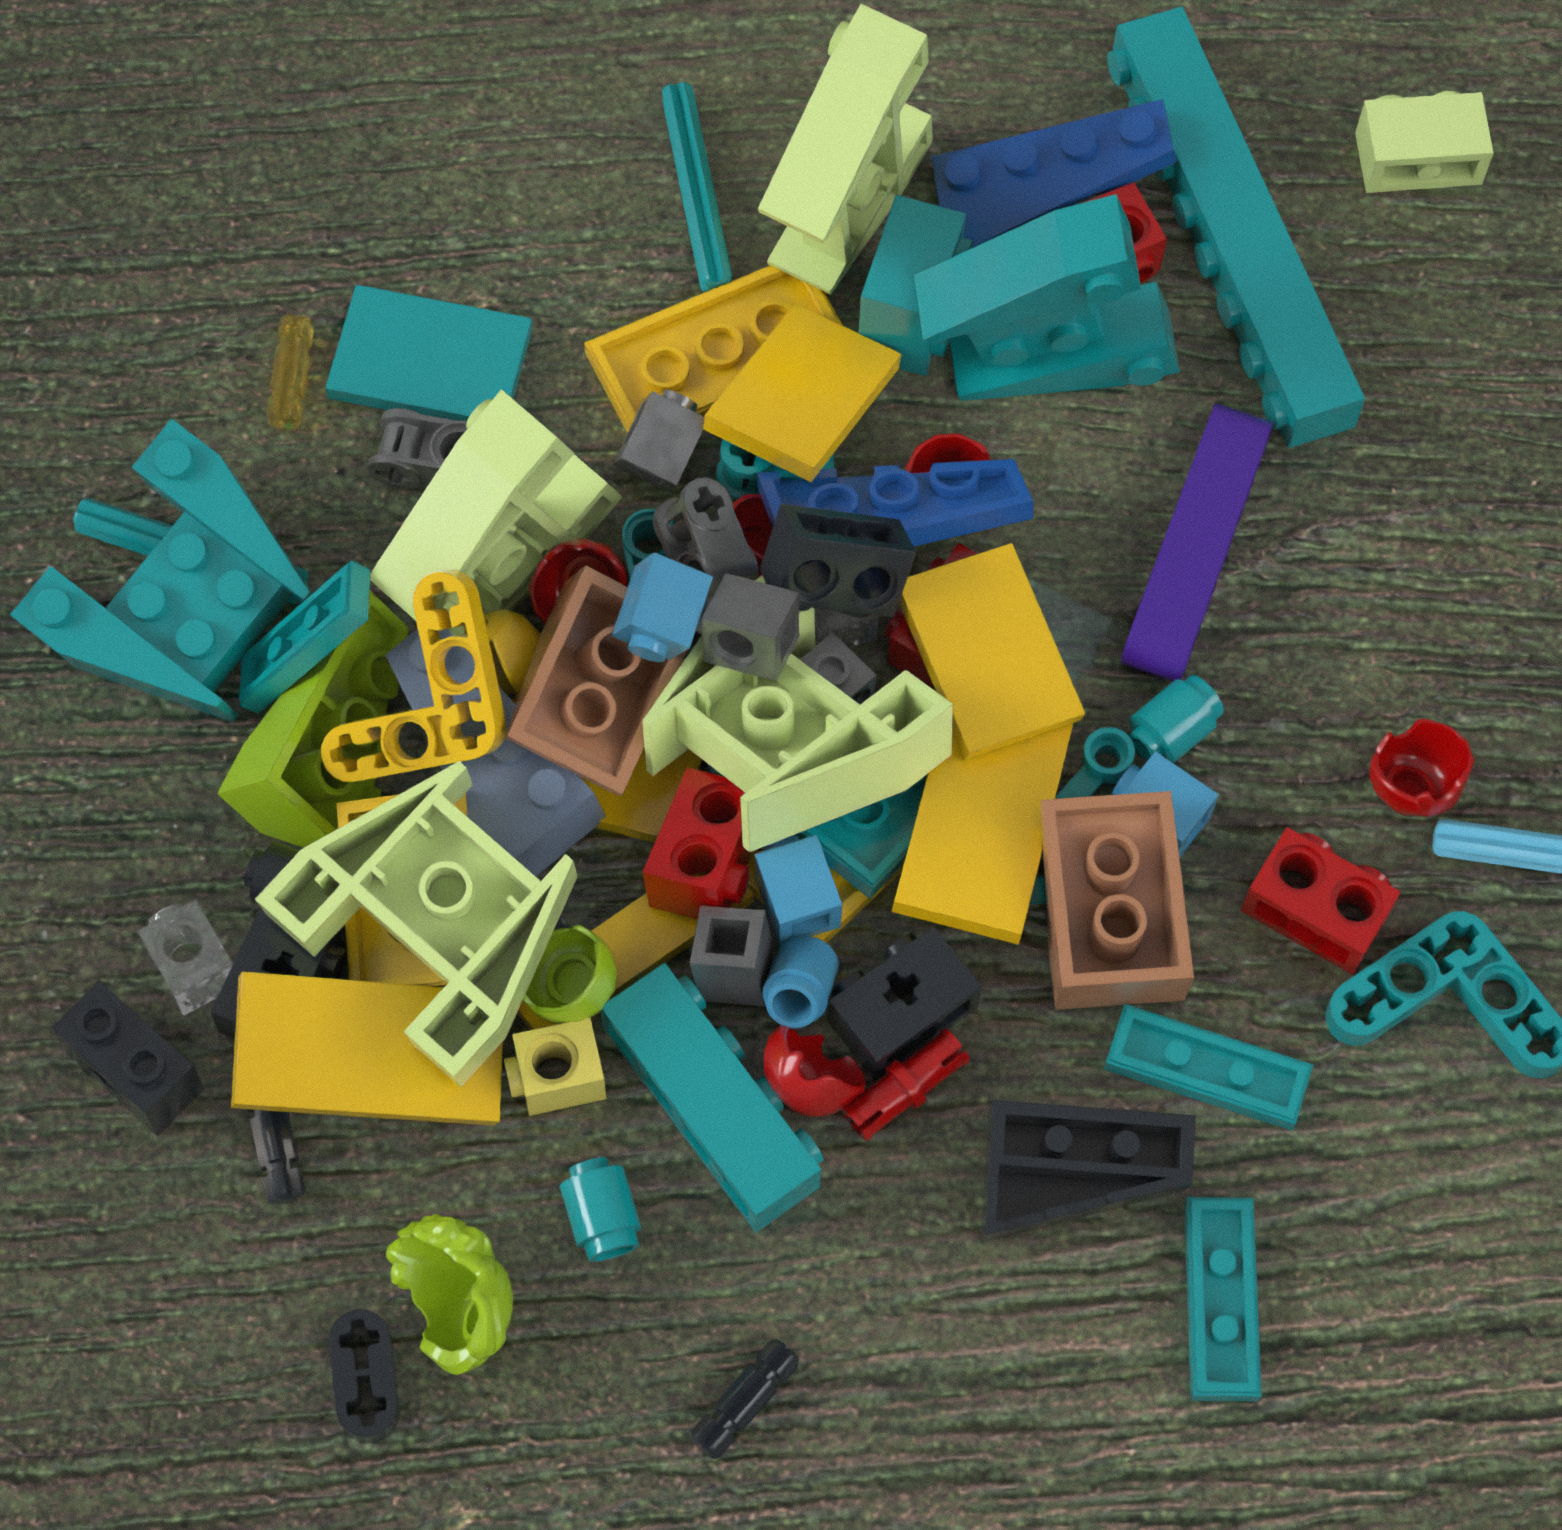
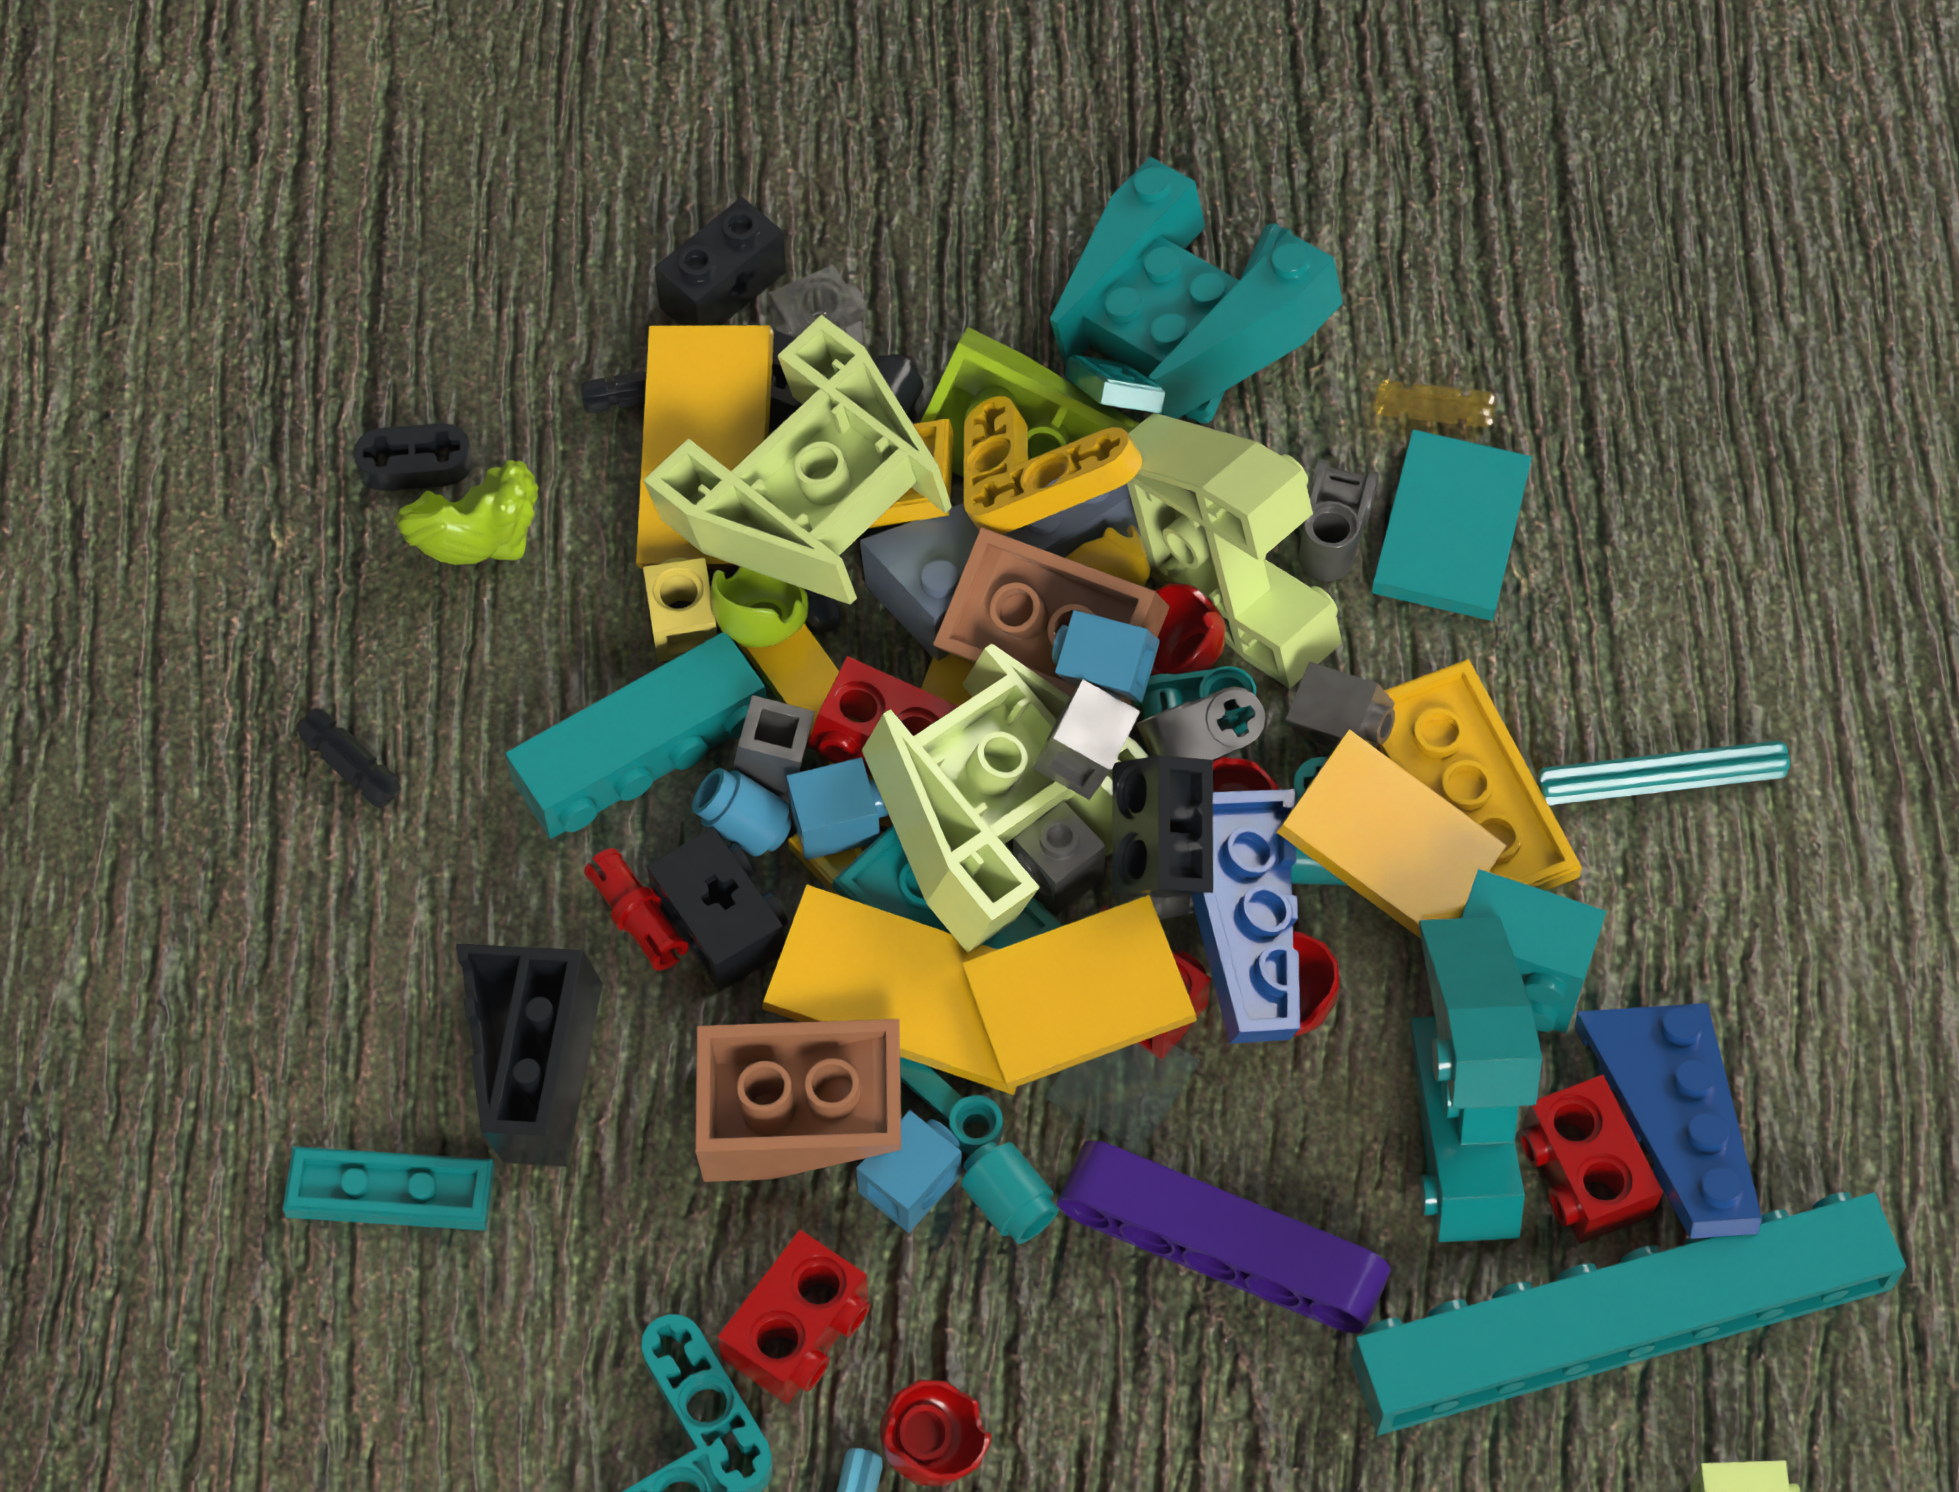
camera: 95 degrees right, 5 degrees down
(601, 1209) = (539, 641): teal brick -> none
(806, 1077) = (650, 814): red hair -> none
(849, 149) = (1667, 868): yellowish green wedge -> none
(1208, 1067) = (629, 1200): teal tile -> none

